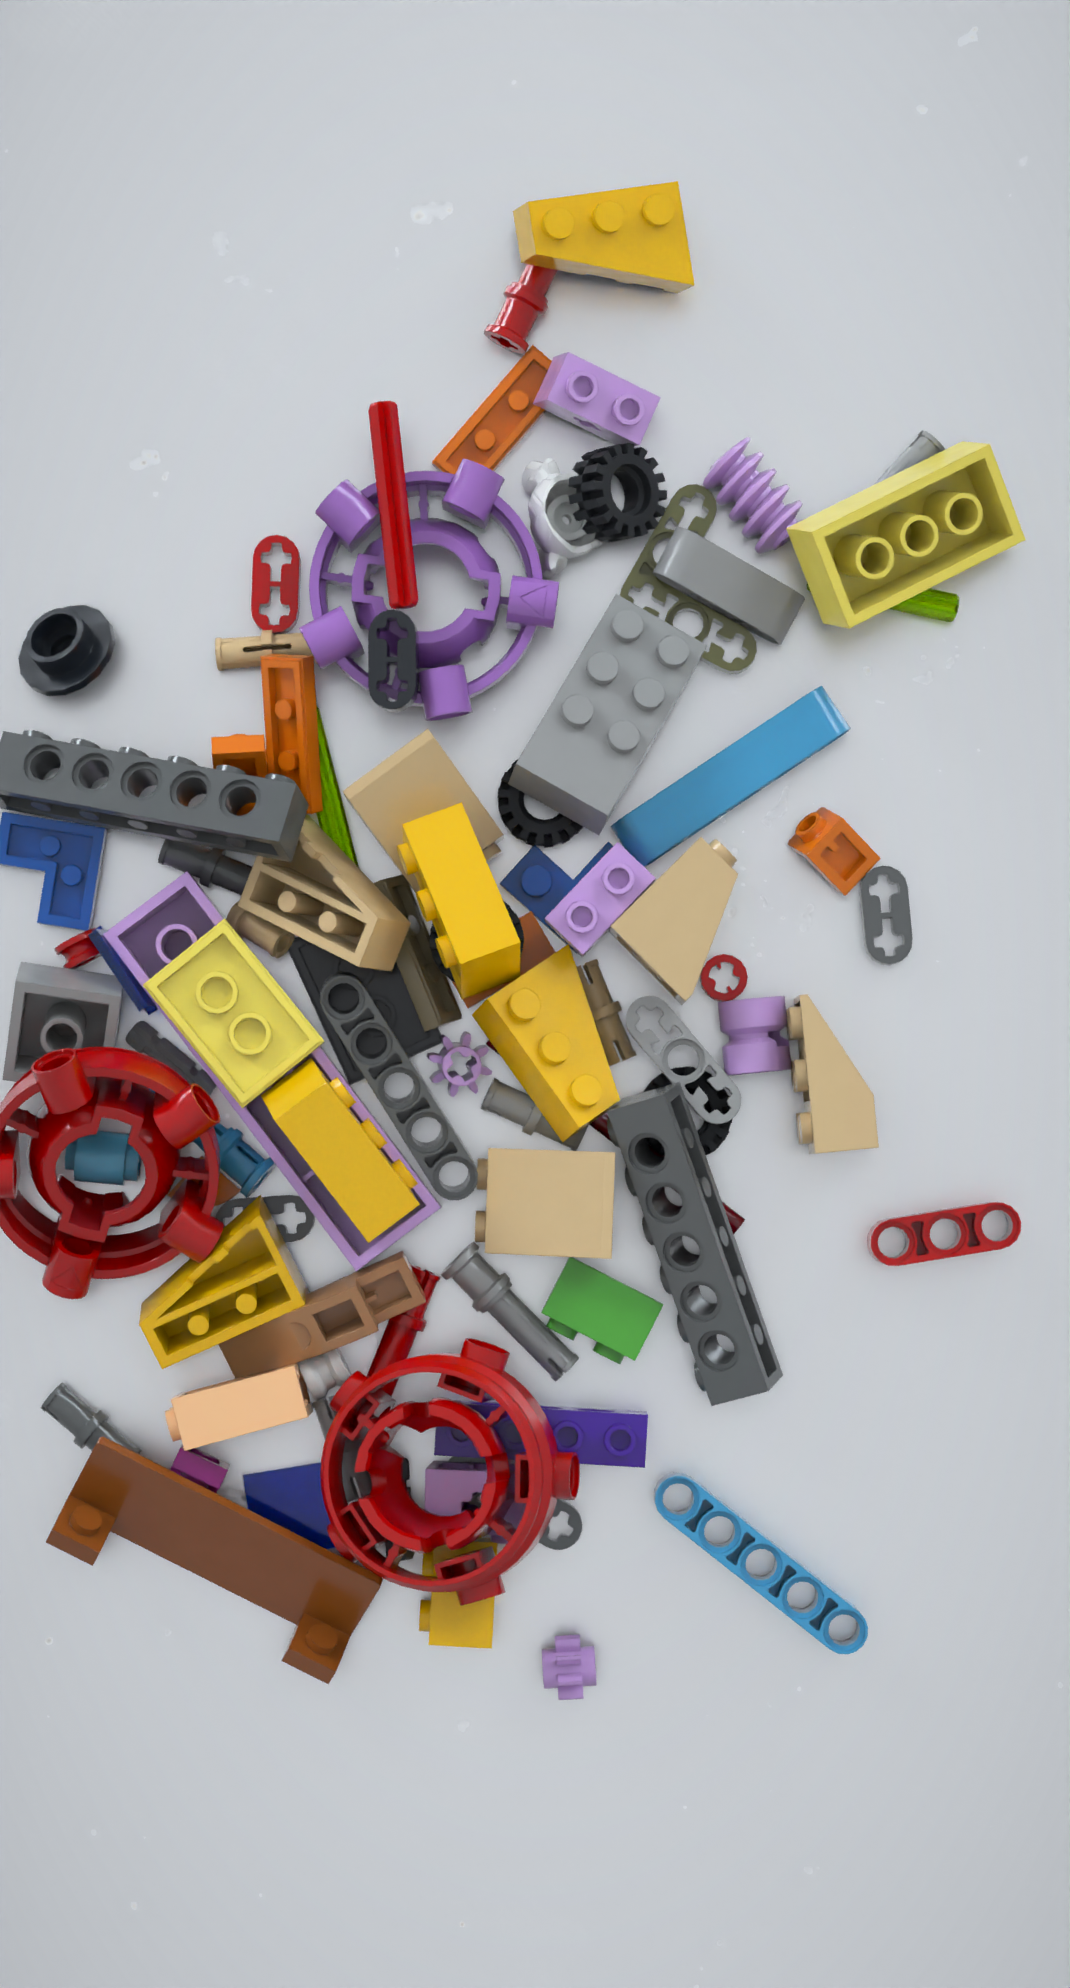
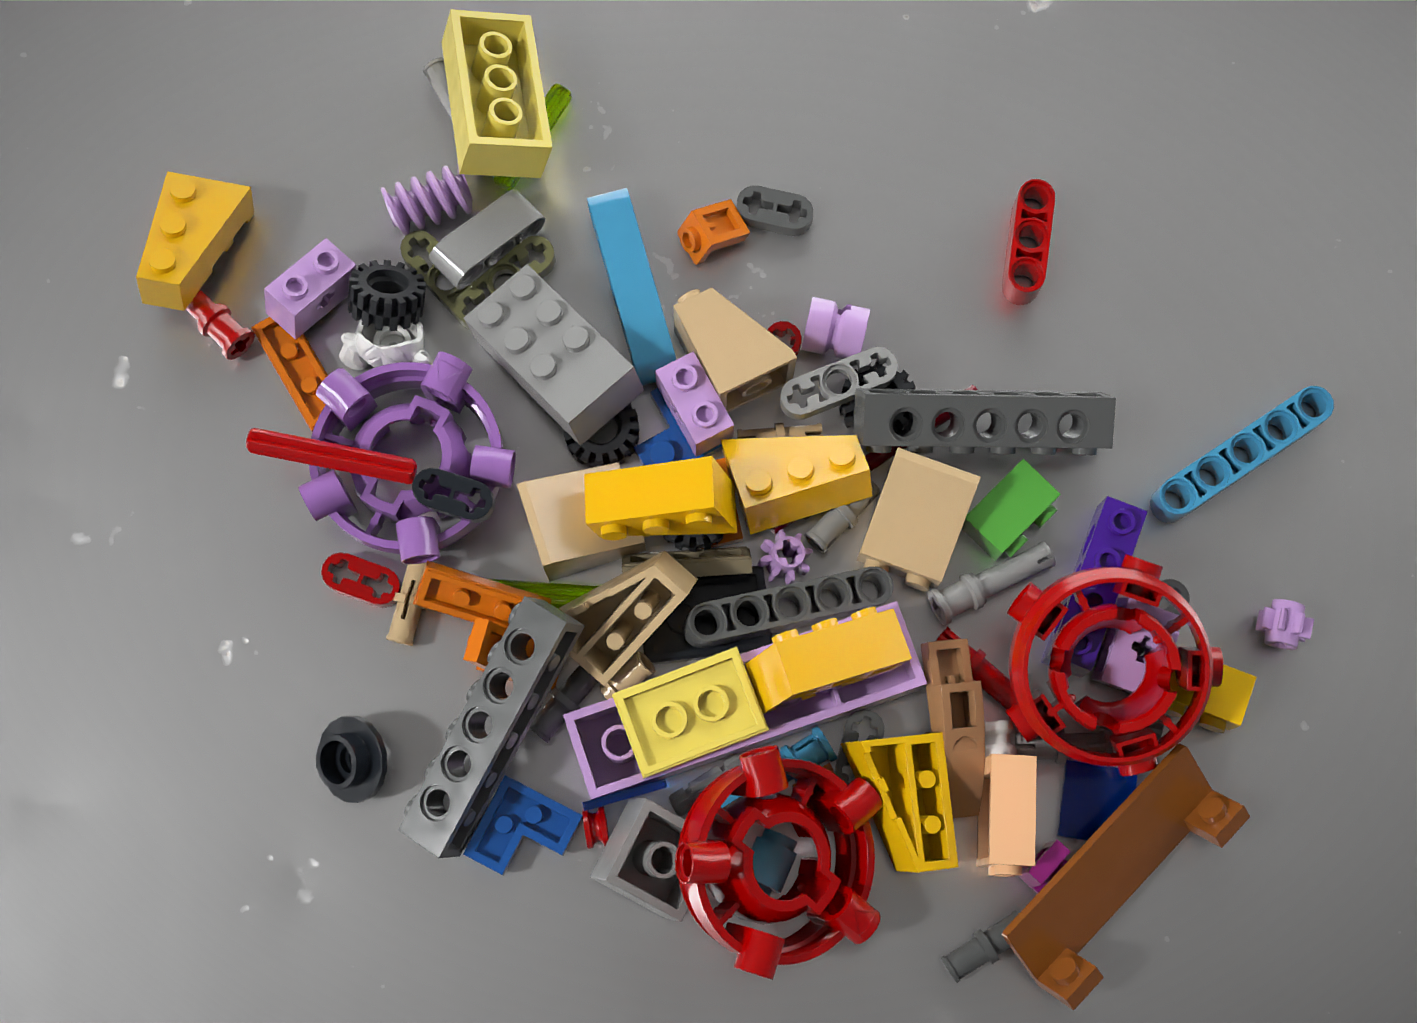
camera: 75 degrees left, 10 degrees down
(835, 1096) = (896, 282): tan slope -> none

